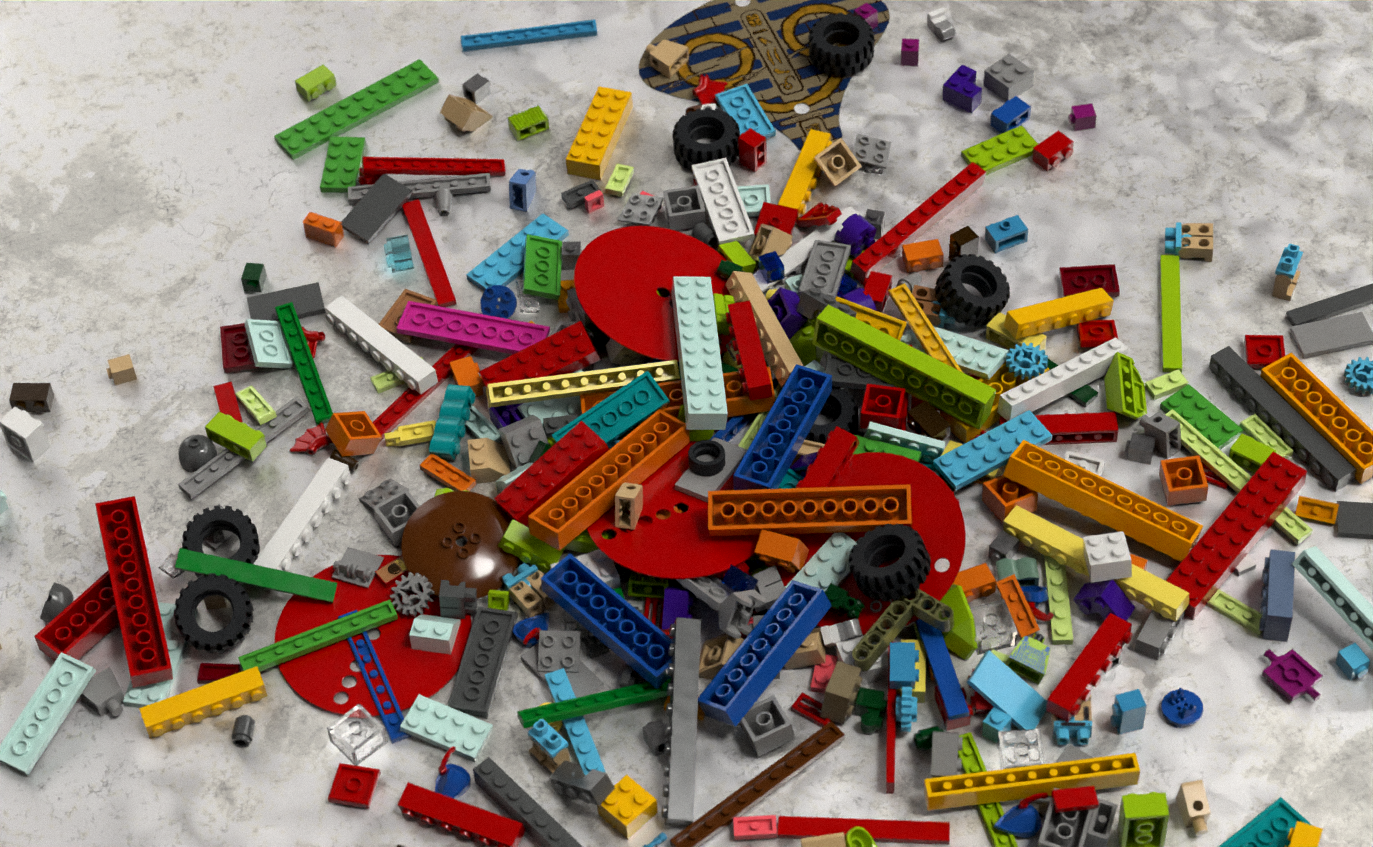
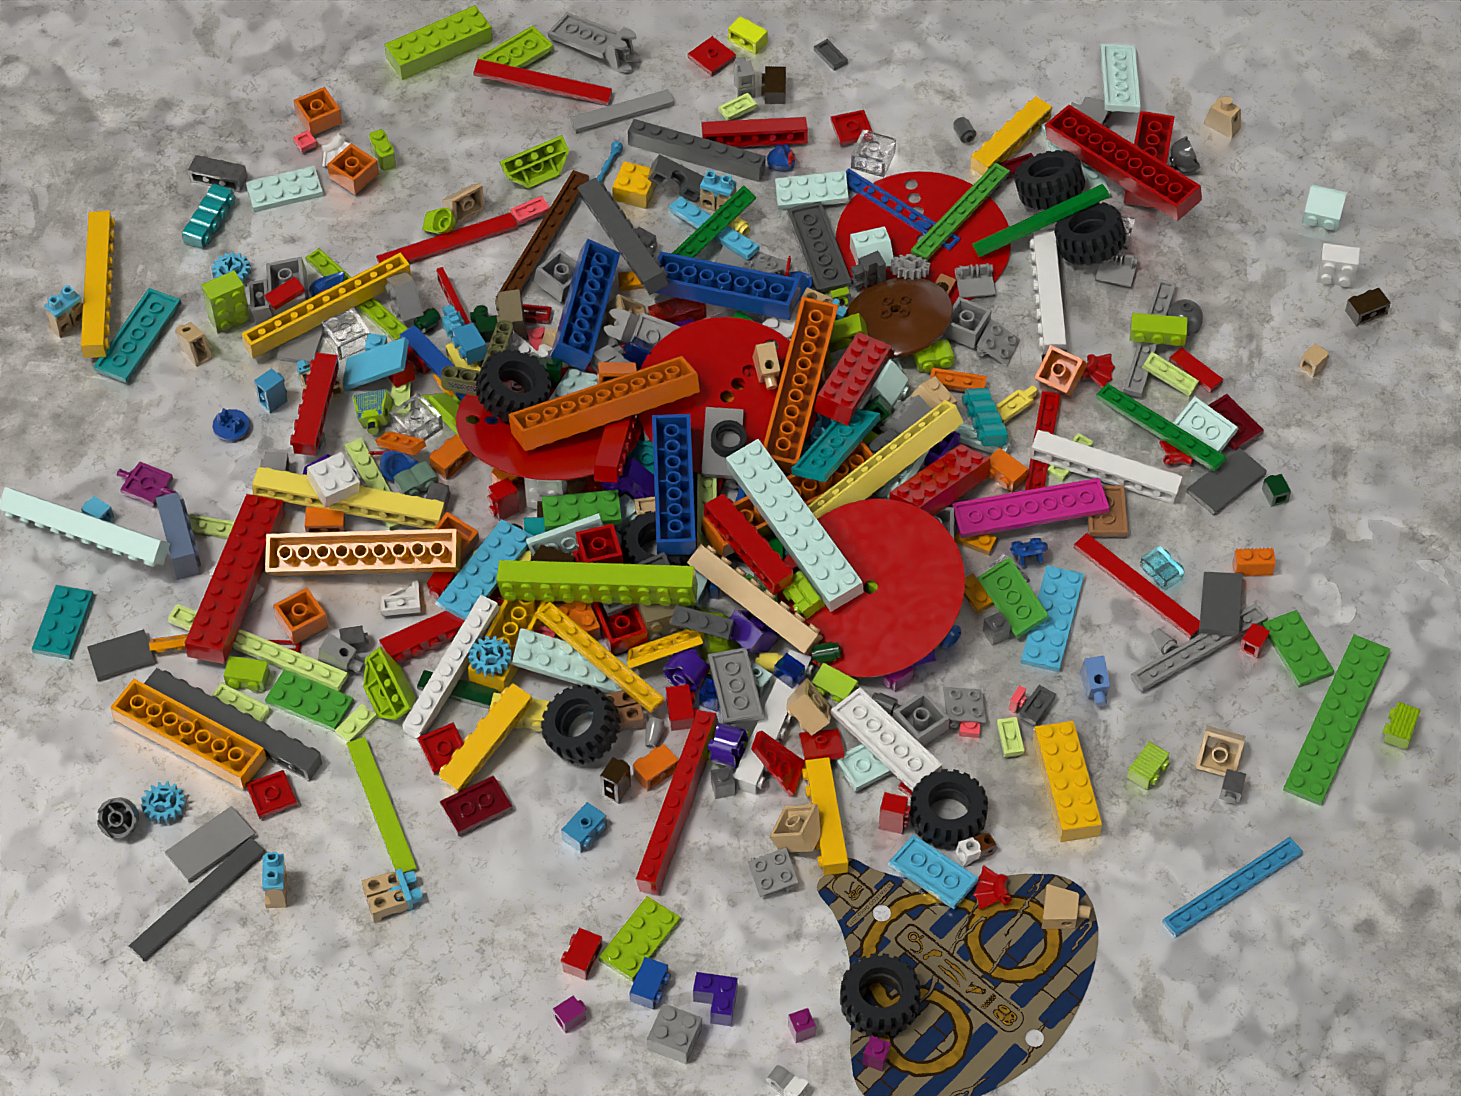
camera: 150 degrees right, 5 degrees up
(432, 166) = (1199, 666): red tile -> none

